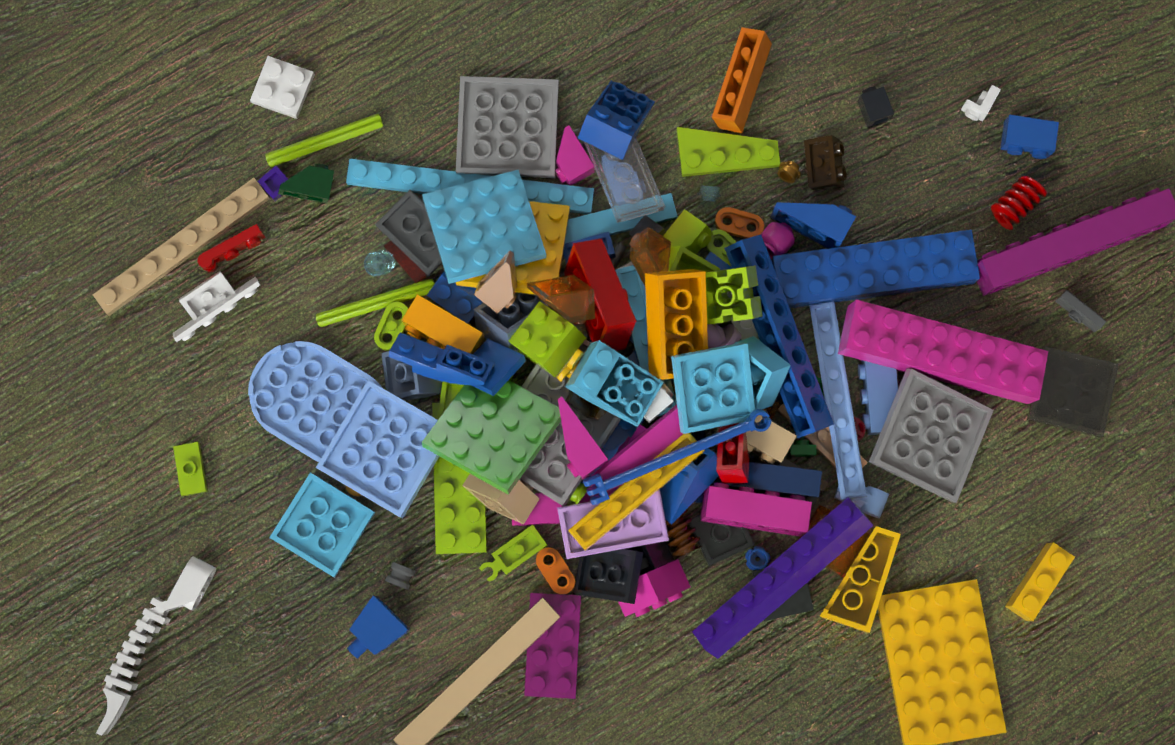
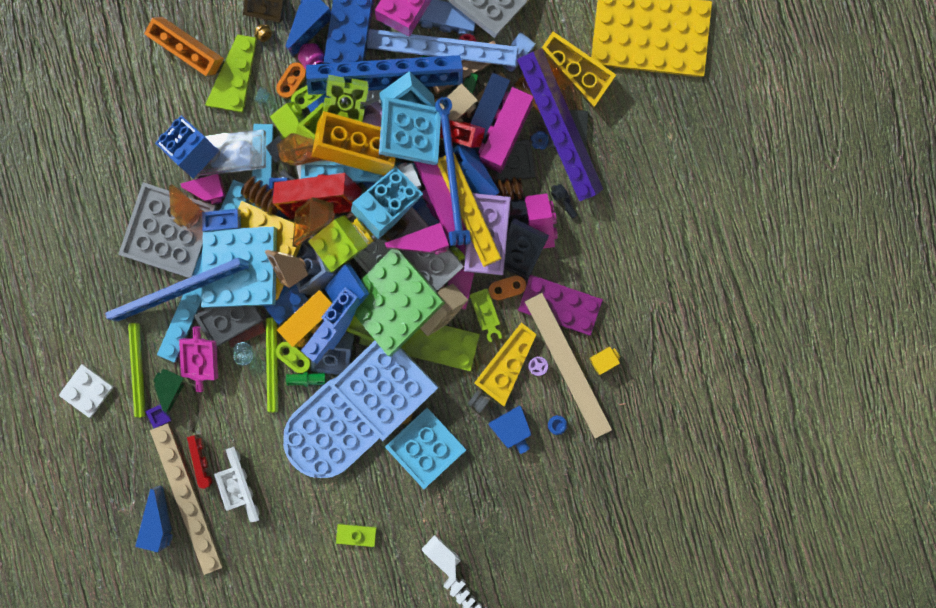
camera: 75 degrees left, 5 degrees up
(140, 217) = (155, 525): none -> blue slope
(357, 210) = (198, 359): none -> dark pink plate
(368, 350) = (305, 379): none -> green pin
(397, 685) = (557, 425): none -> blue plate
(435, 160) = (178, 289): none -> tile
(451, 596) = (504, 368): none -> yellow wing
(462, 640) = (540, 364): none -> lavender wheel
(497, 724) = (605, 360): none -> yellow brick
(537, 188) = (221, 220): none -> blue plate
(539, 137) = (183, 208): none -> clear orange slope
(581, 224) = (259, 195): none -> reddish brown piece
(695, 604) = (560, 194): none -> black plate

